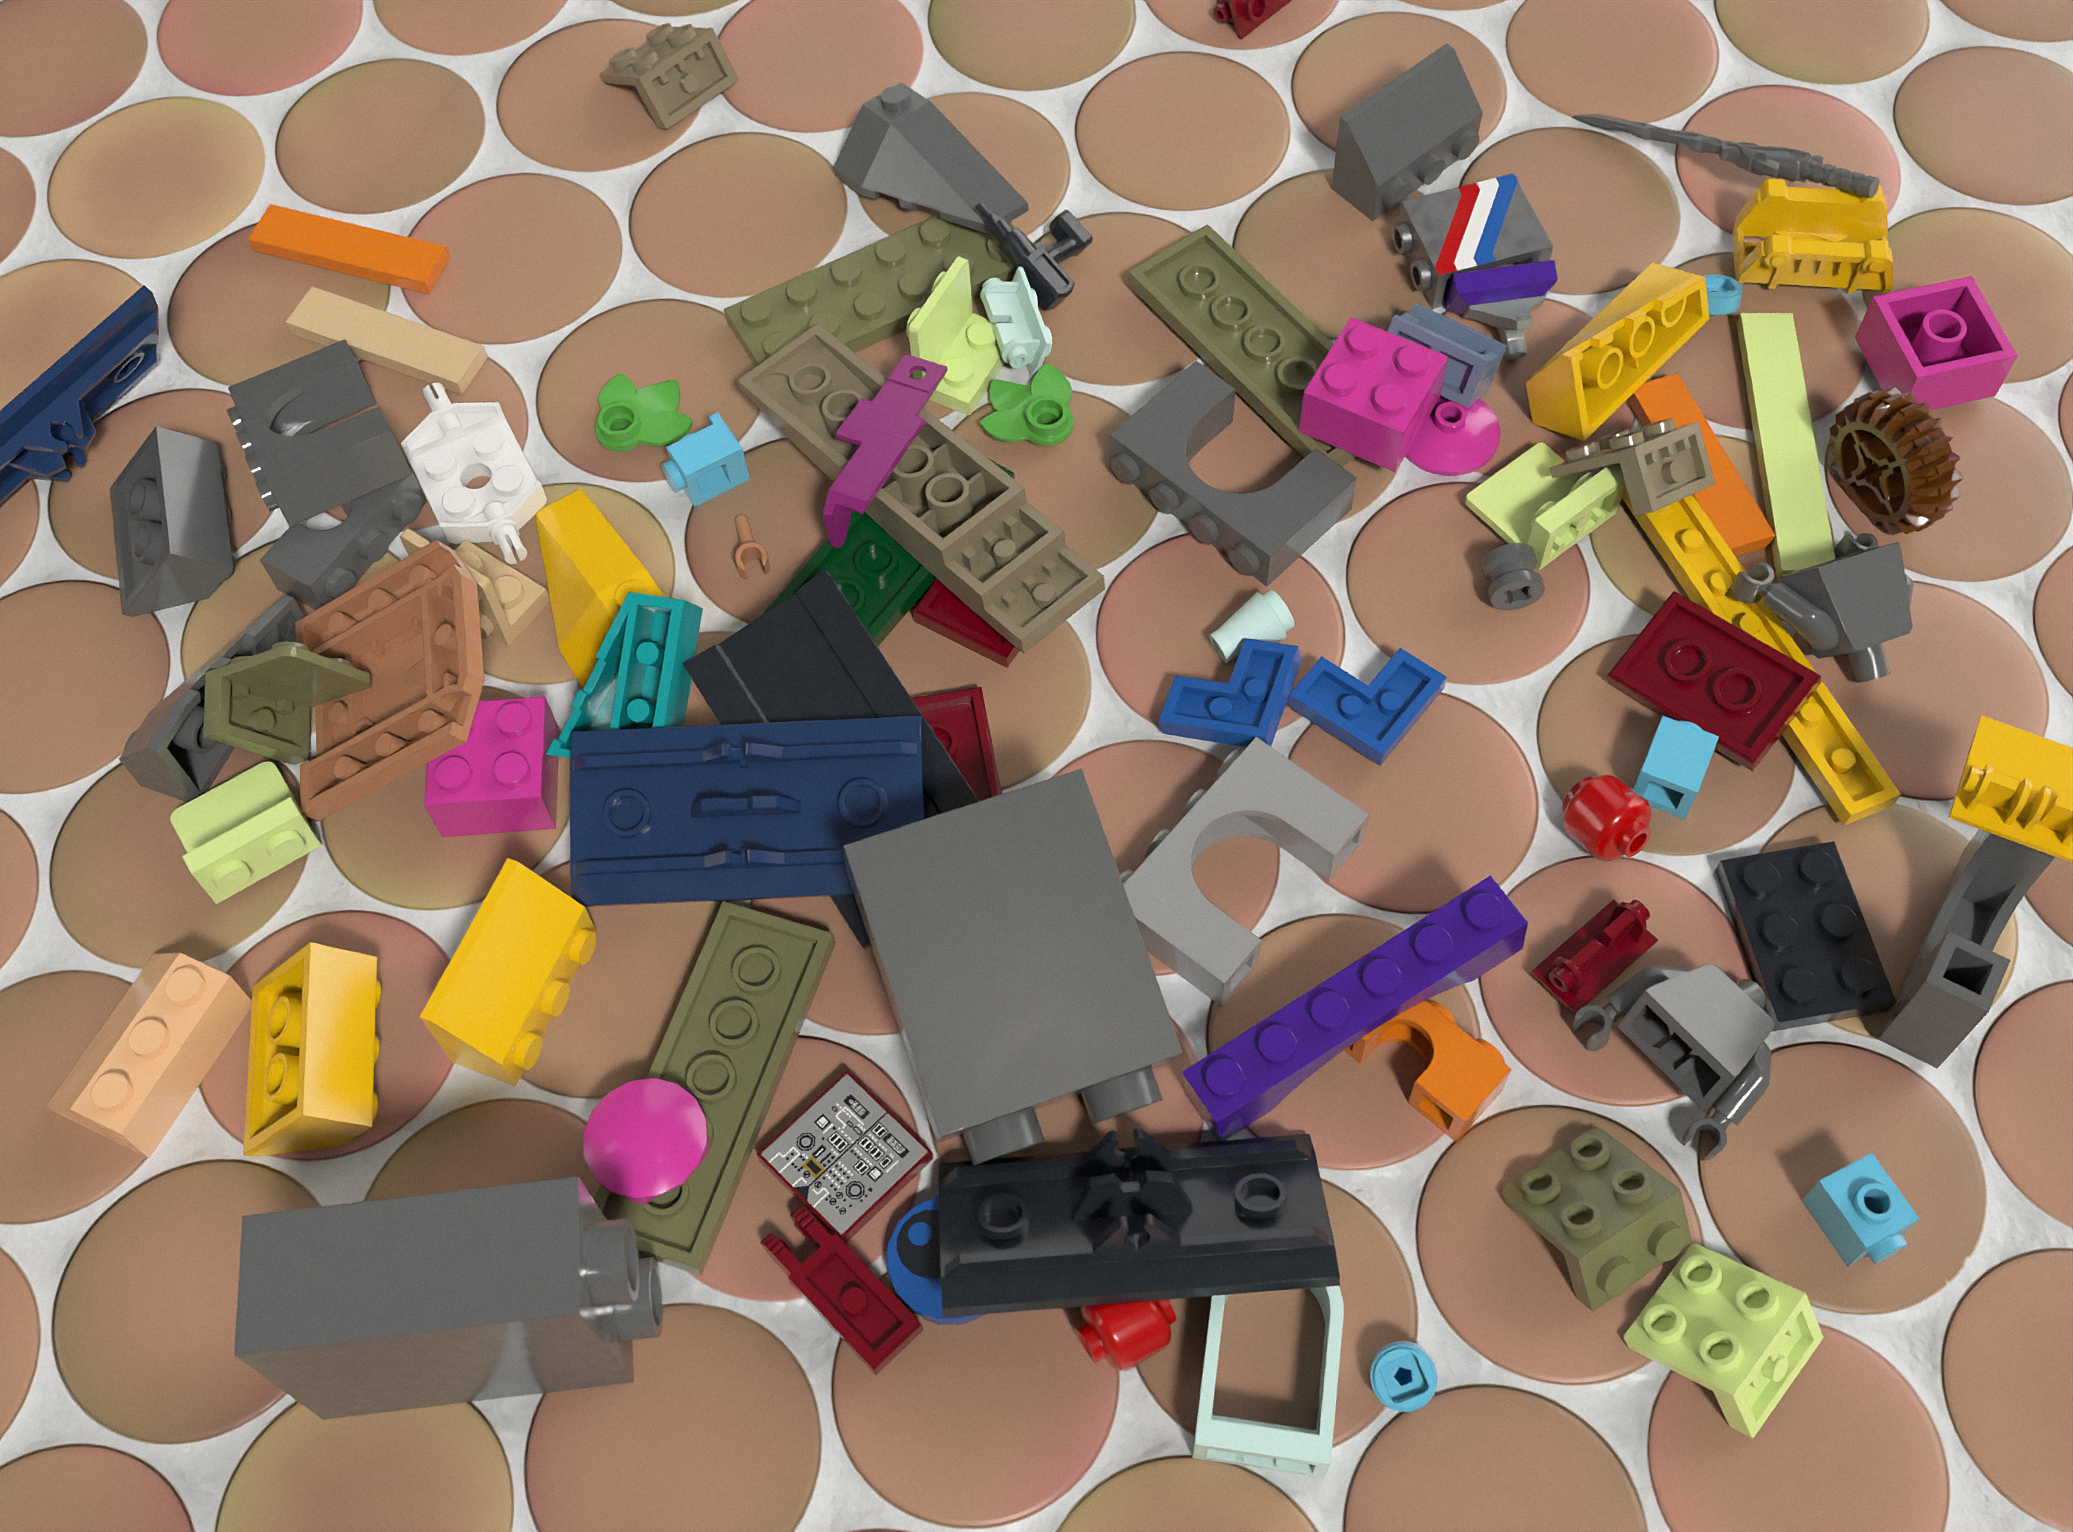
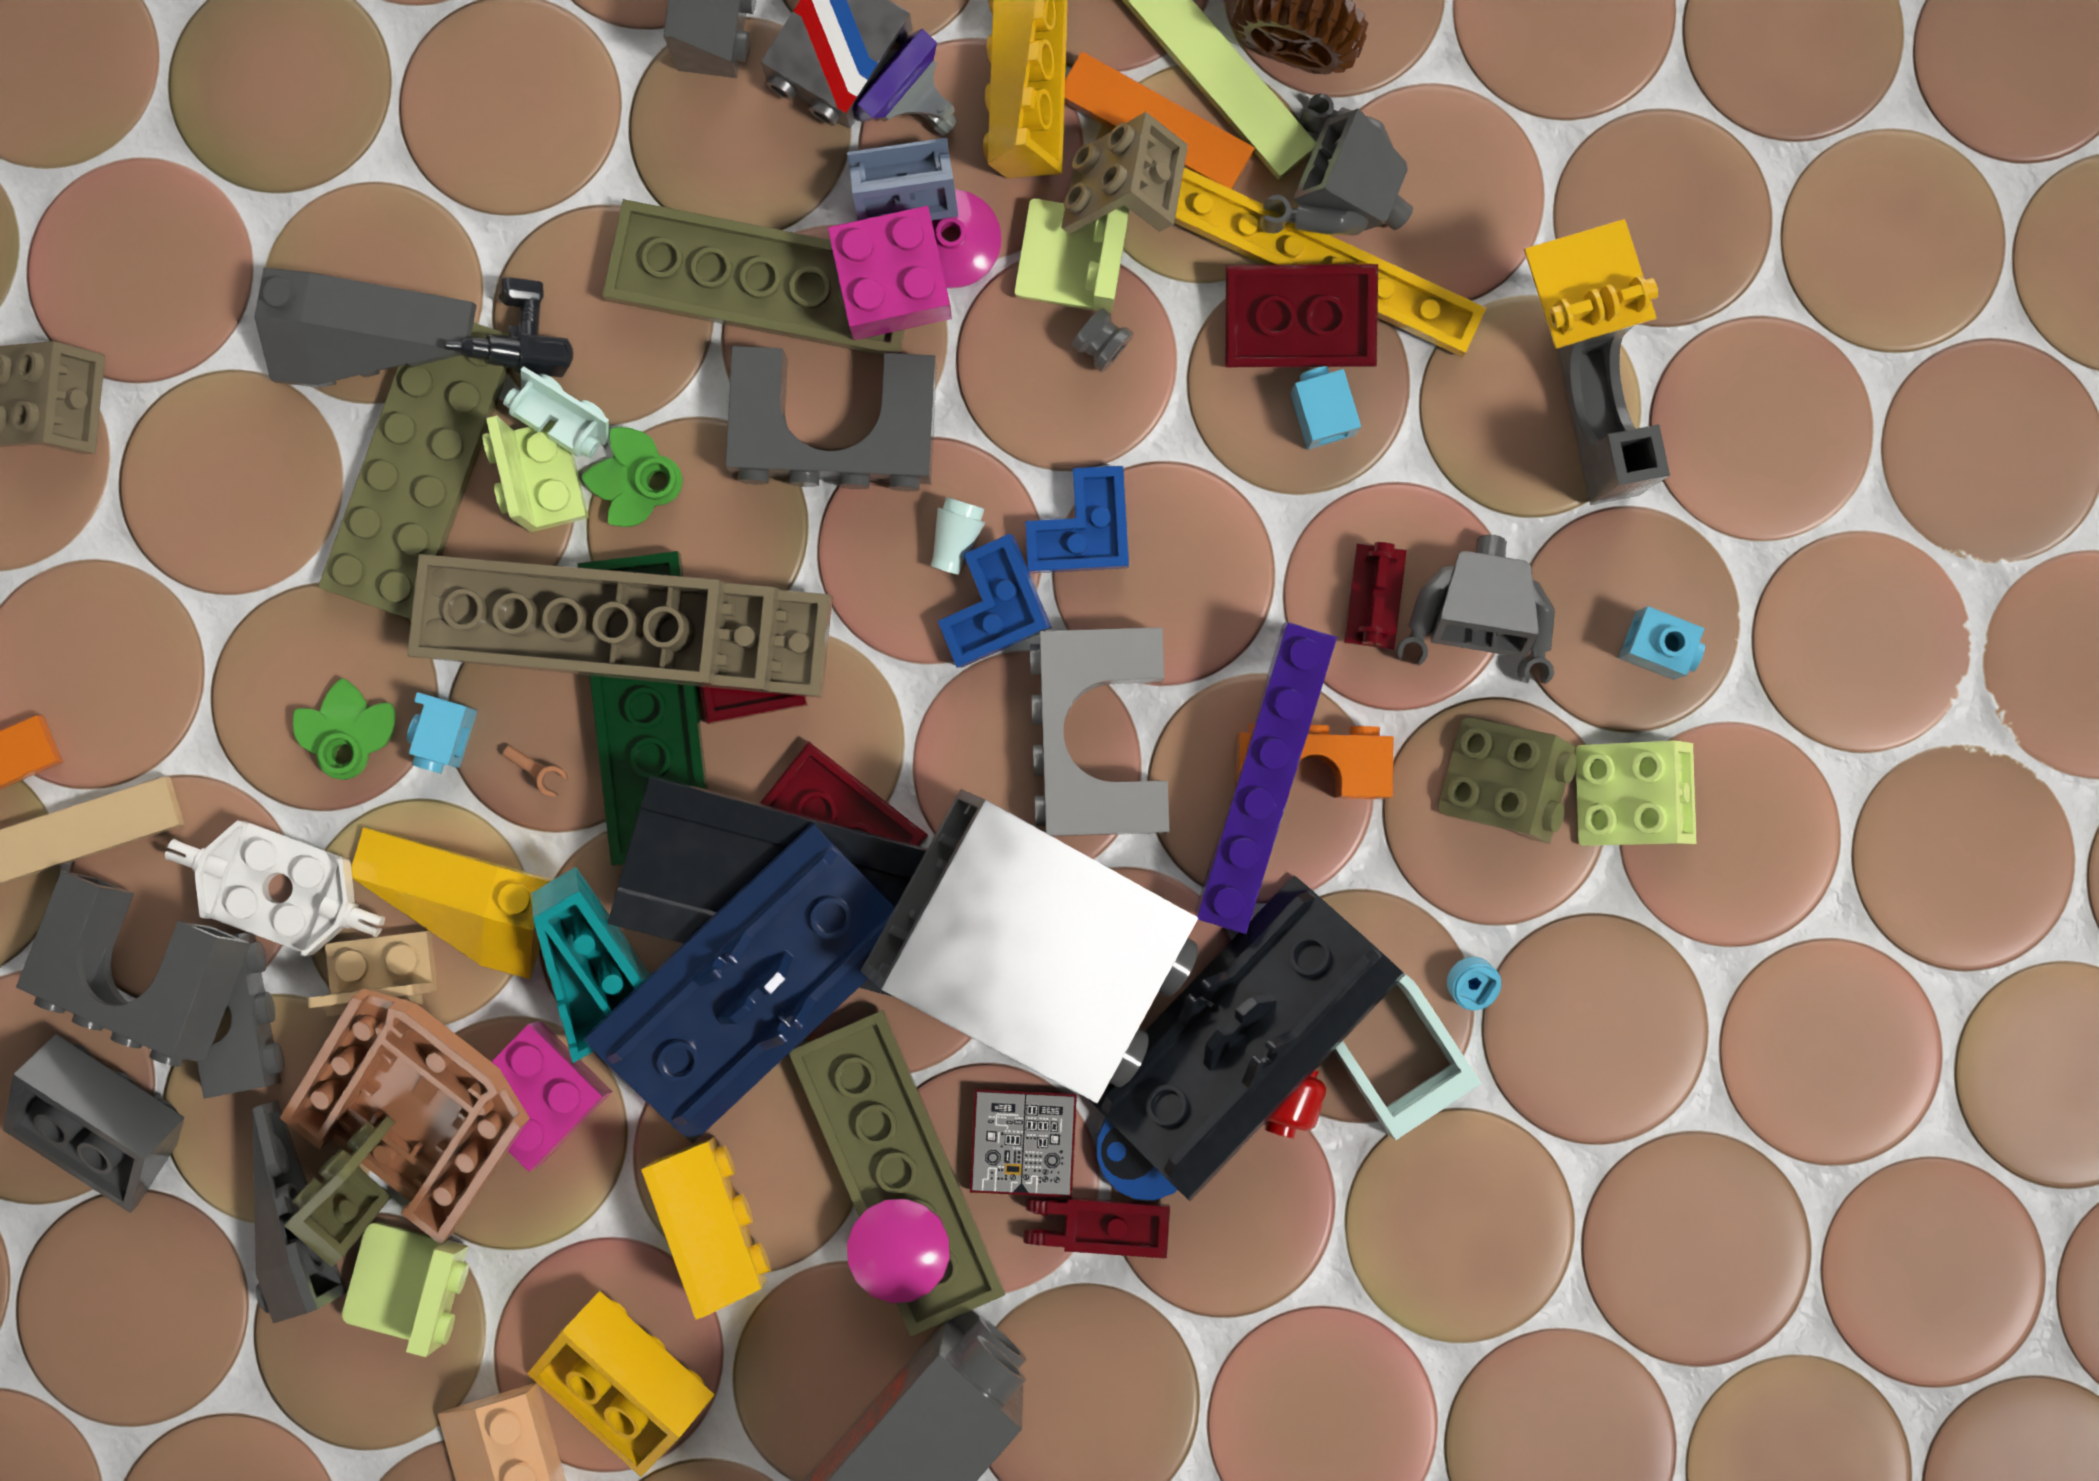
camera: 50 degrees left, 25 degrees up
(883, 434) = (573, 616): magenta piece -> none
(1607, 817) = (1311, 488): red head -> none
(1804, 936) = (1493, 465): black plate -> none

